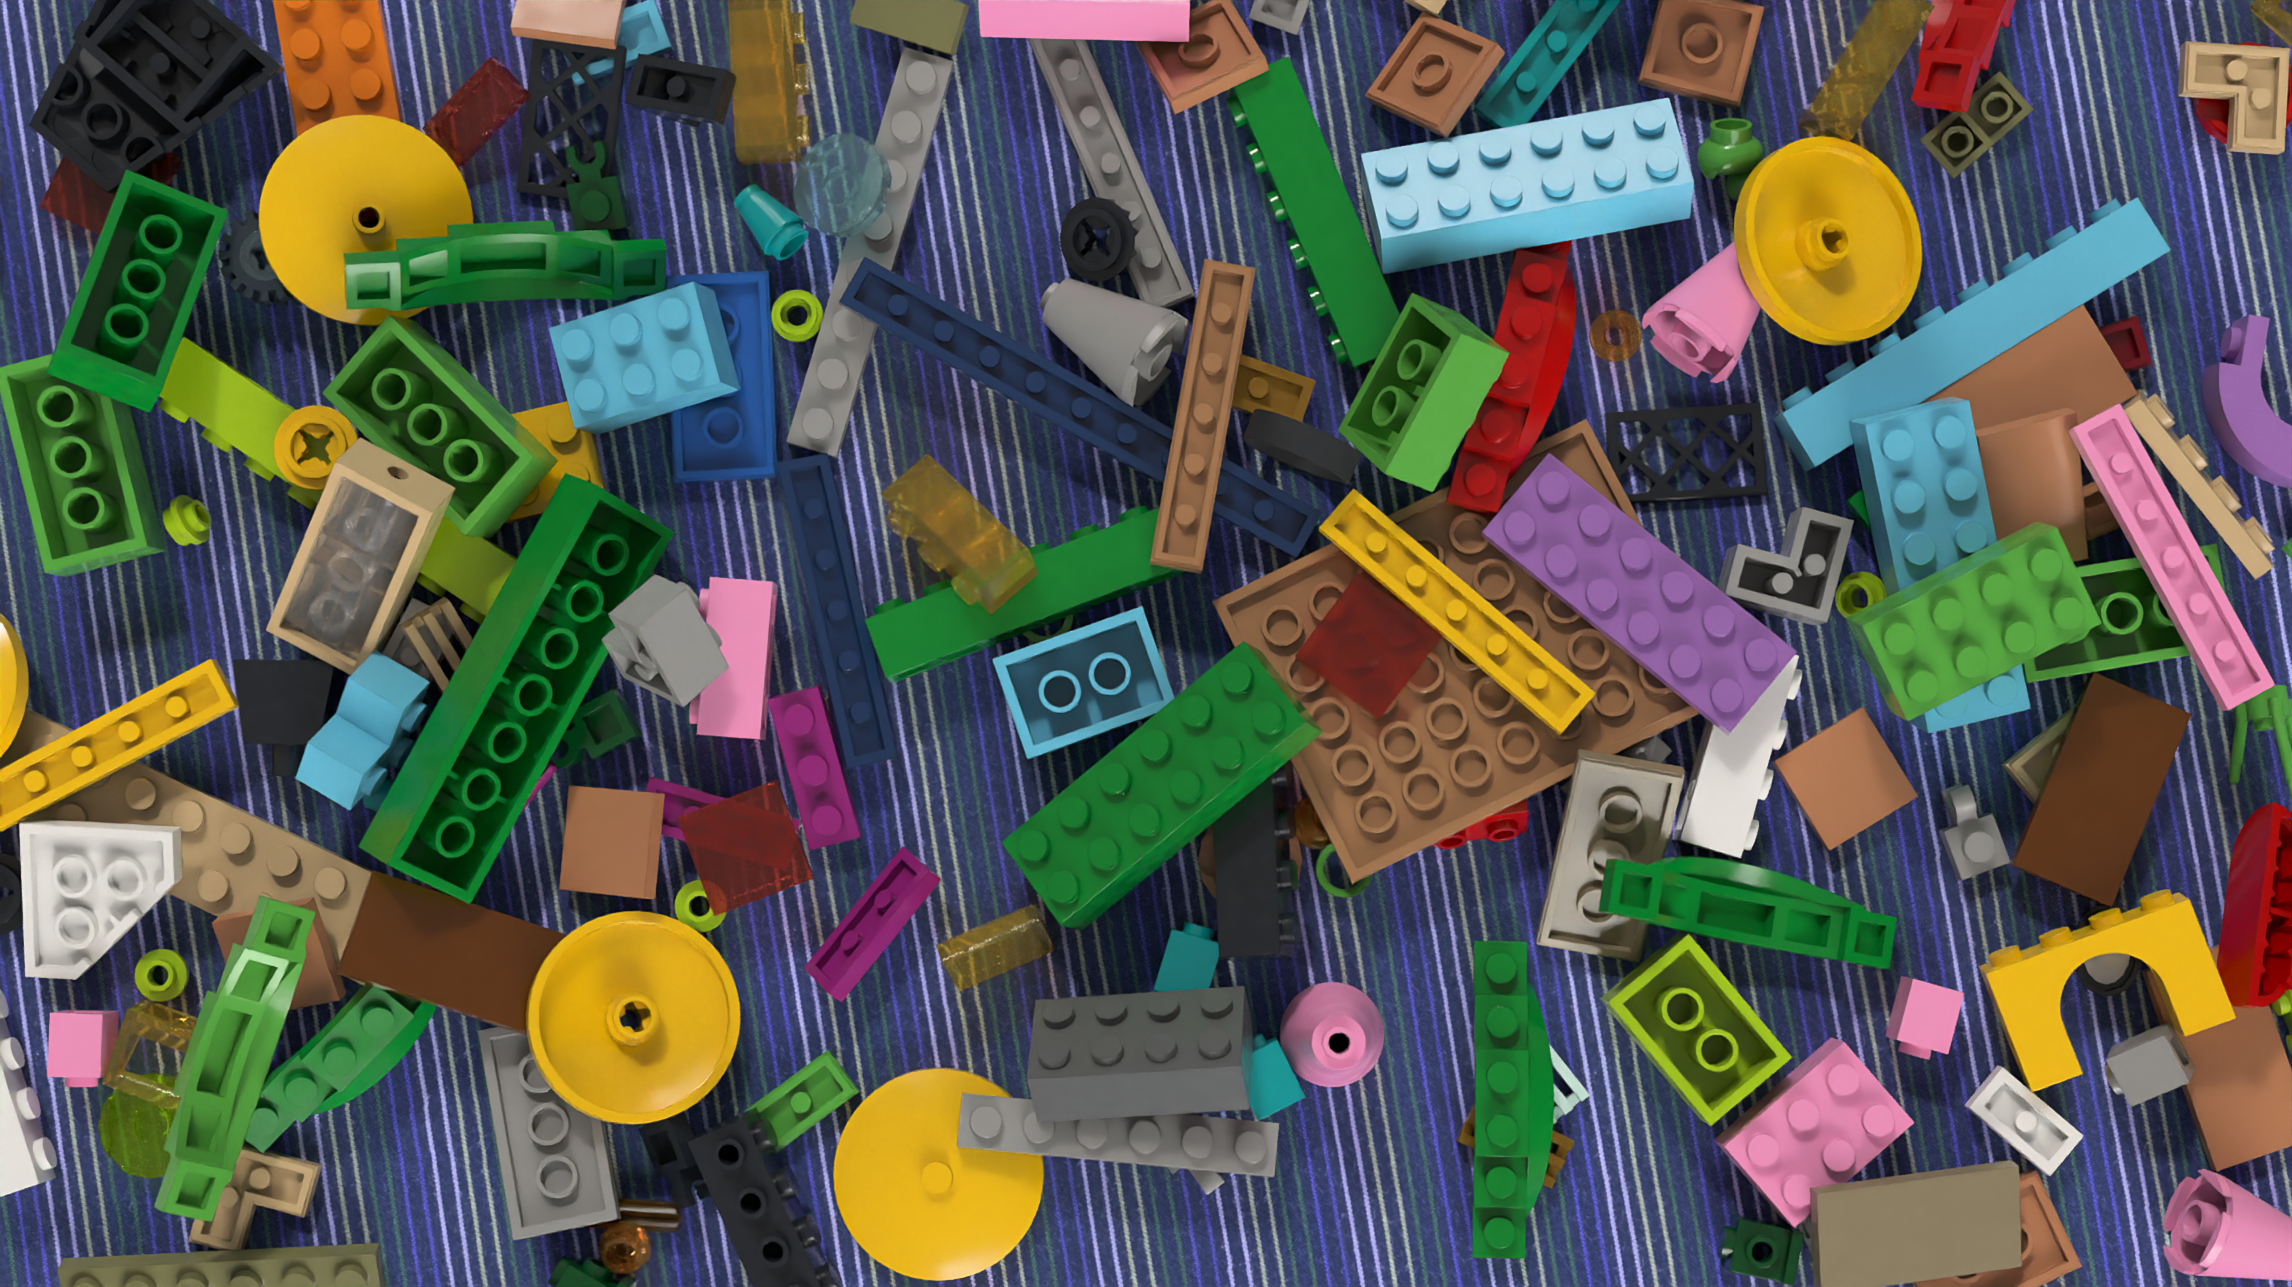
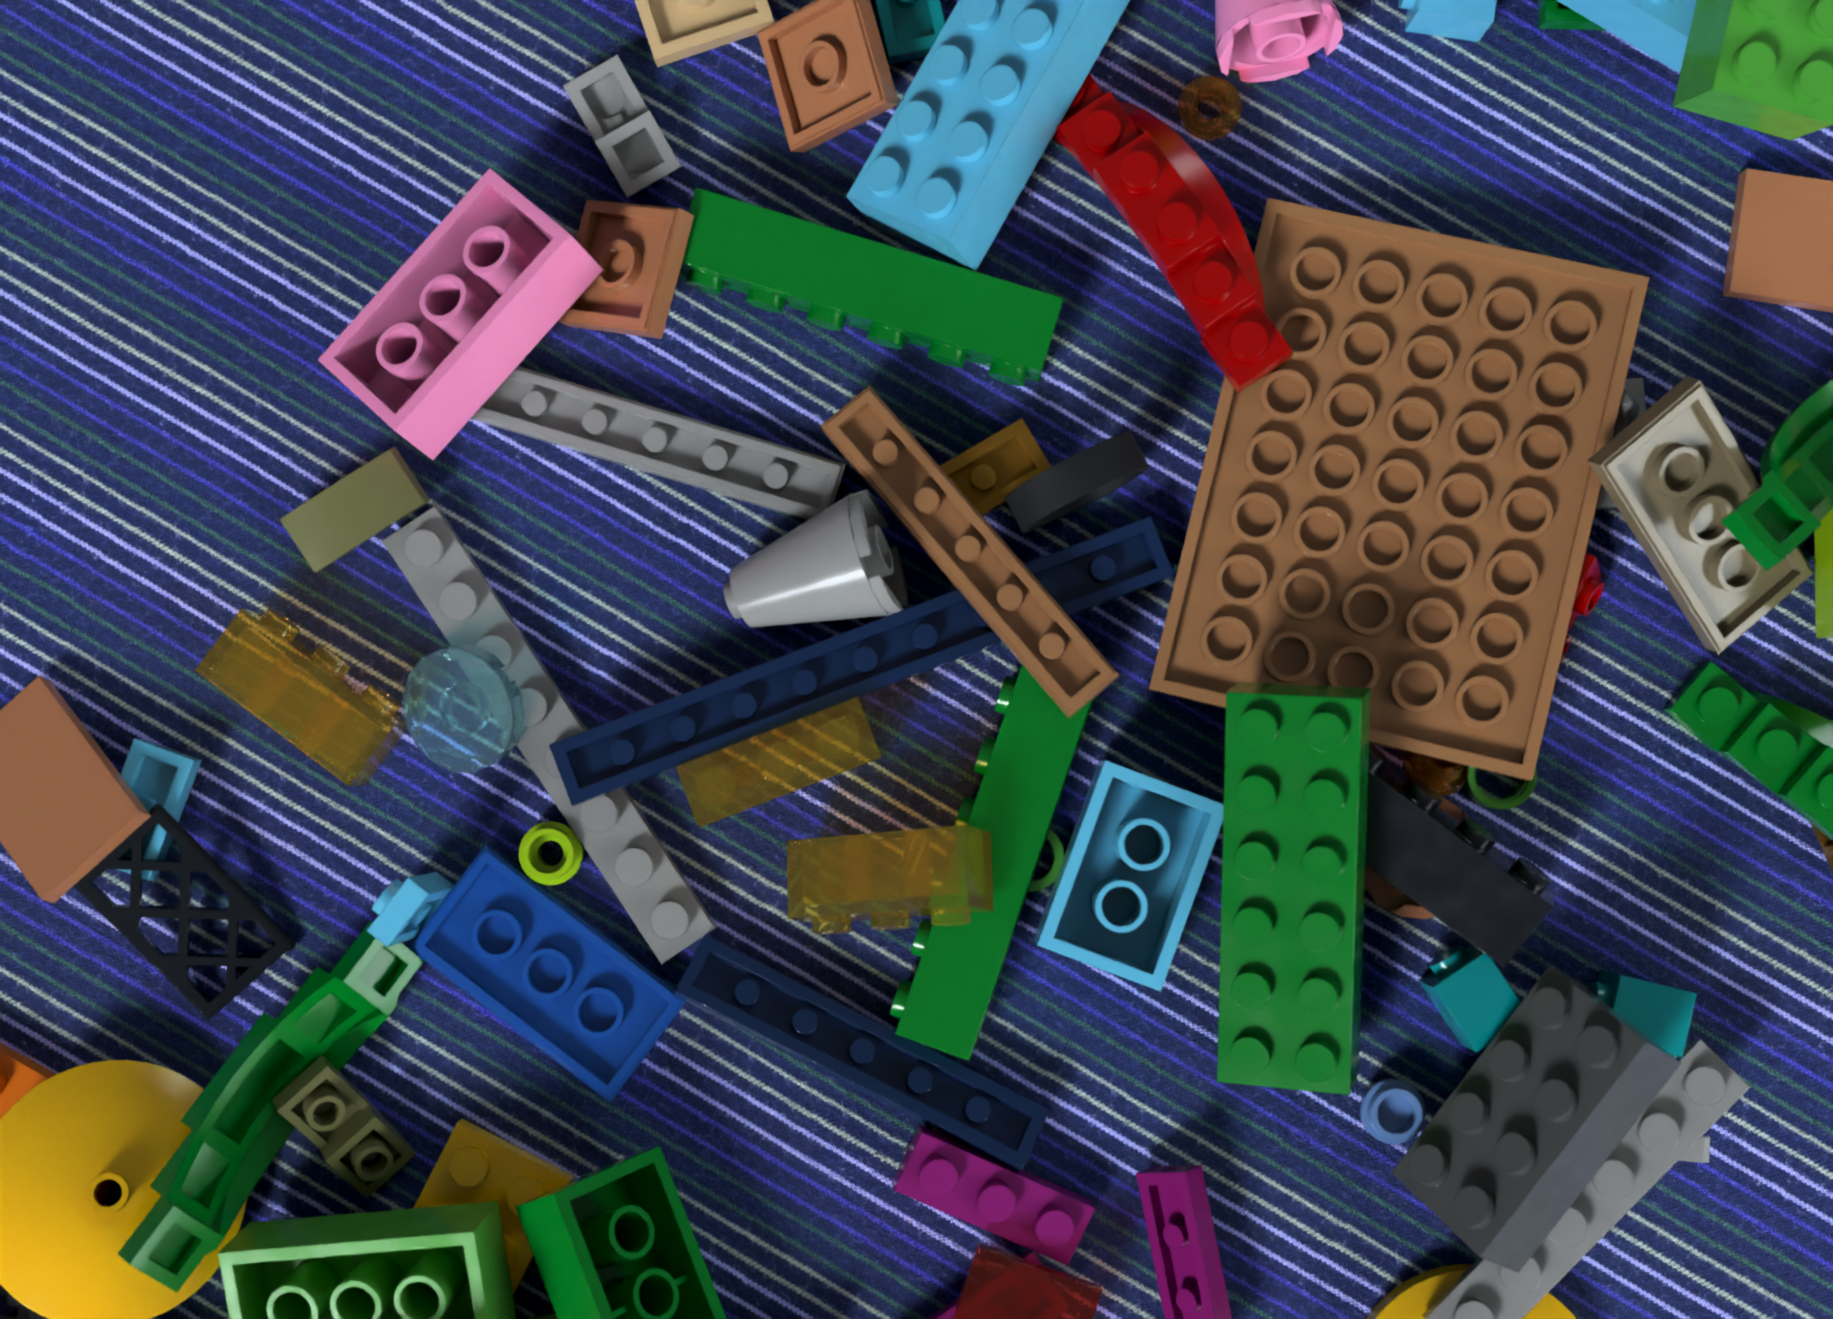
camera: 45 degrees left, 0 degrees up
(476, 111) = (99, 997): clear red tile -> none
(522, 329) = (344, 1126): none -> olive slope
(595, 200) = (279, 953): dark green plate -> none
(644, 358) = (468, 1036): medium azure brick -> none
(665, 641) = (761, 1249): light grey brick -> none
(681, 90) = (243, 786): black slope -> none
(692, 254) = (407, 907): none -> medium azure plate
(745, 621) = (827, 1187): bright pink brick -> none
(771, 223) = (444, 805): teal cone -> none
(973, 409) = (779, 762): none -> clear yellow brick
(996, 946) = (1303, 1165): clear yellow tile -> none
(1075, 974) = (1392, 1111): none -> medium blue plate
(1078, 238) = (698, 526): black gear -> none
(1318, 1015) = (1649, 916): bright pink cone -> none
(1368, 646) = (1318, 577): clear red tile -> none
(1423, 392) = (1125, 324): bright green brick -> none
(1457, 612) = (1358, 466): yellow plate -> none
(1638, 593) = (1482, 282): medium lavender plate -> none
(1709, 417) = (1357, 86): black window -> none
(1733, 773) = (1693, 313): white brick -> none
(1797, 581) = (1582, 121): light grey brick -> none
(1848, 592) = (1643, 102): lime plate -> none

